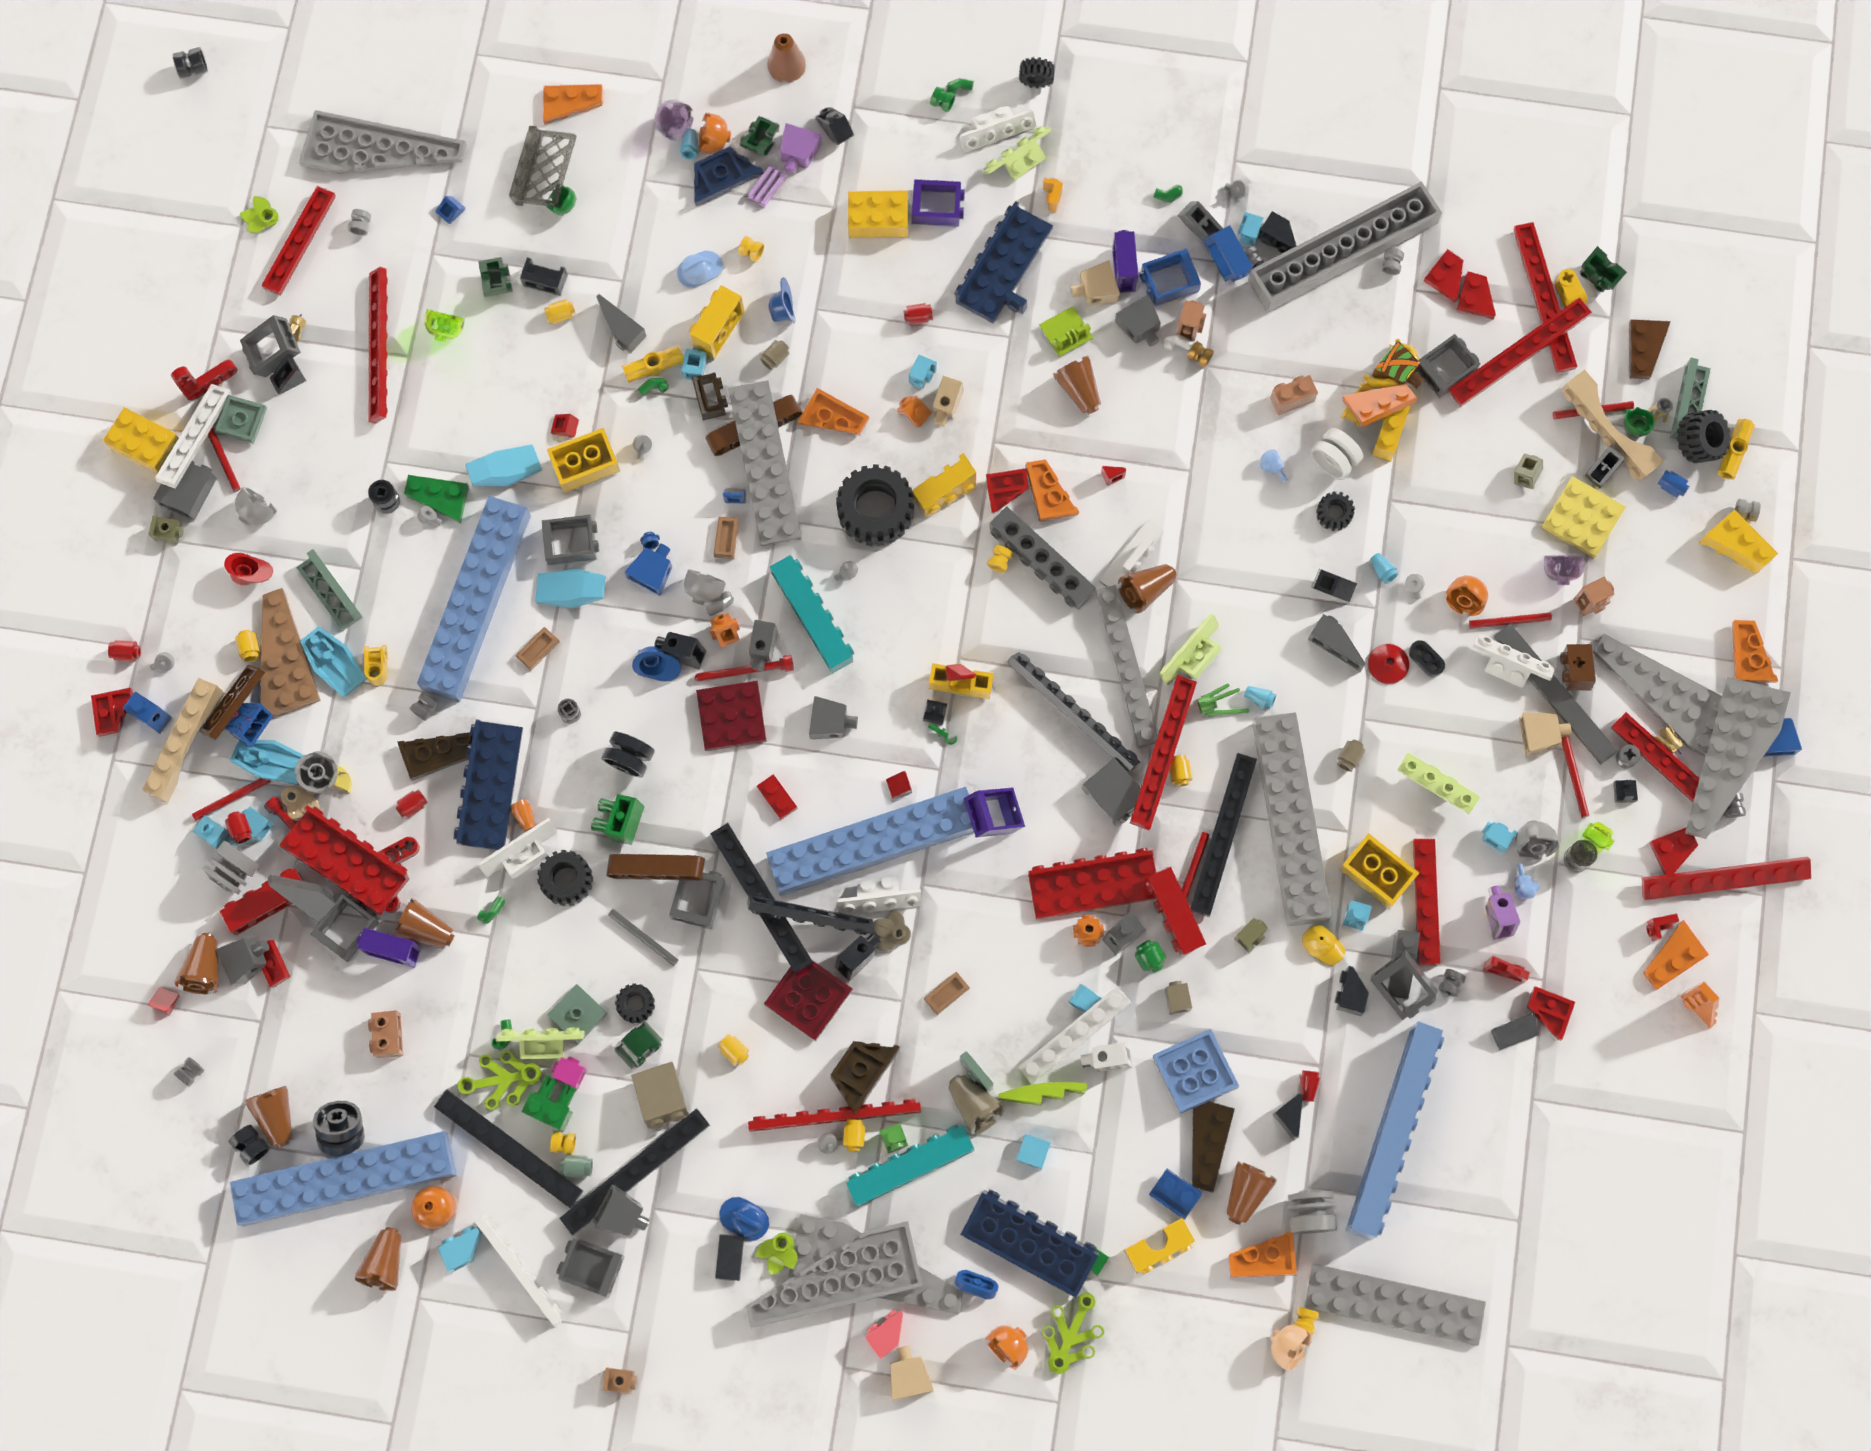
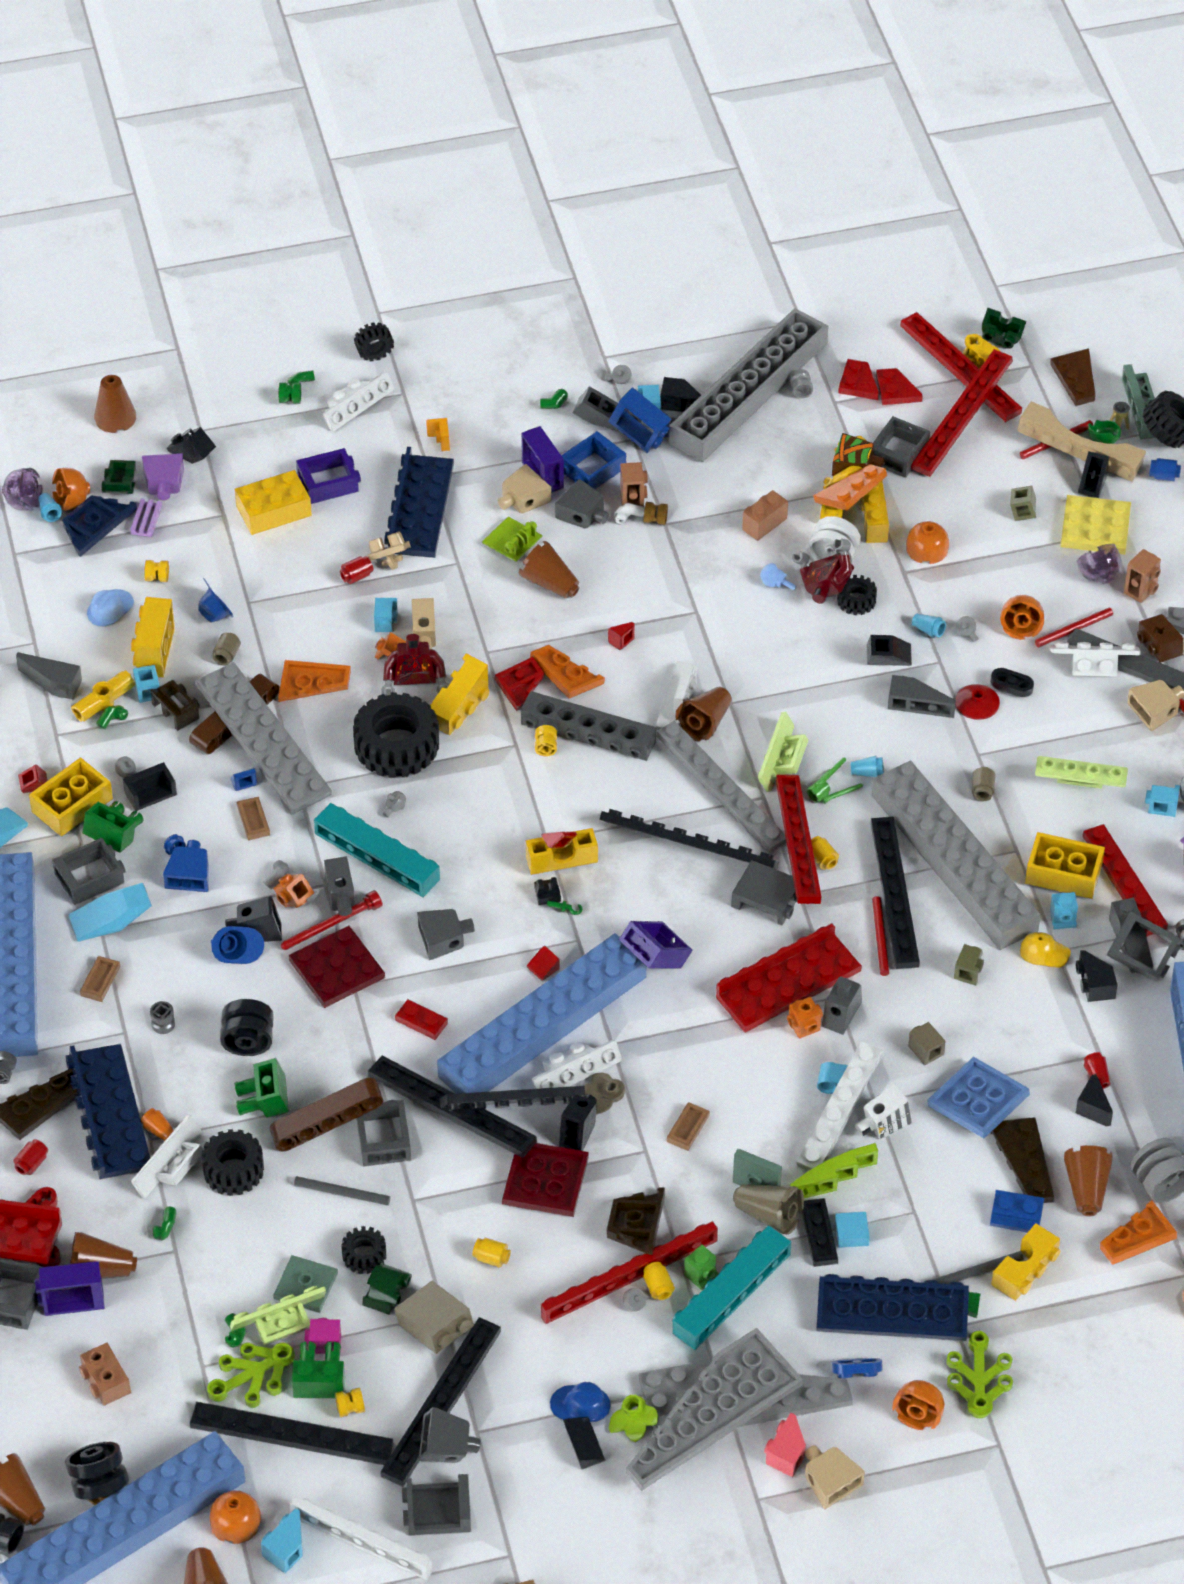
camera: 25 degrees left, 25 degrees down
(576, 1166) = (375, 1418): sand green brick -> none
(603, 505) = (111, 824): none -> green brick
(653, 473) = (149, 786): none -> black panel
(703, 587) = (252, 861): light grey cylinder -> none
(921, 437) = (414, 664): none -> dark red torso
(952, 309) = (397, 544): none -> tan hips
(1006, 1141) = (819, 1232): none -> black tile
(1016, 303) = (450, 529): dark blue plate -> none
(1022, 157) = (395, 414): yellowish green bracket -> none
(1120, 1233) = (977, 1269): none -> dark grey bar
(1150, 956) = (878, 1017): green head -> none
(1175, 911) = (883, 967): red brick -> none
(1313, 484) = (827, 575): none -> dark red torso
(1423, 479) = (927, 542): none -> orange cylinder

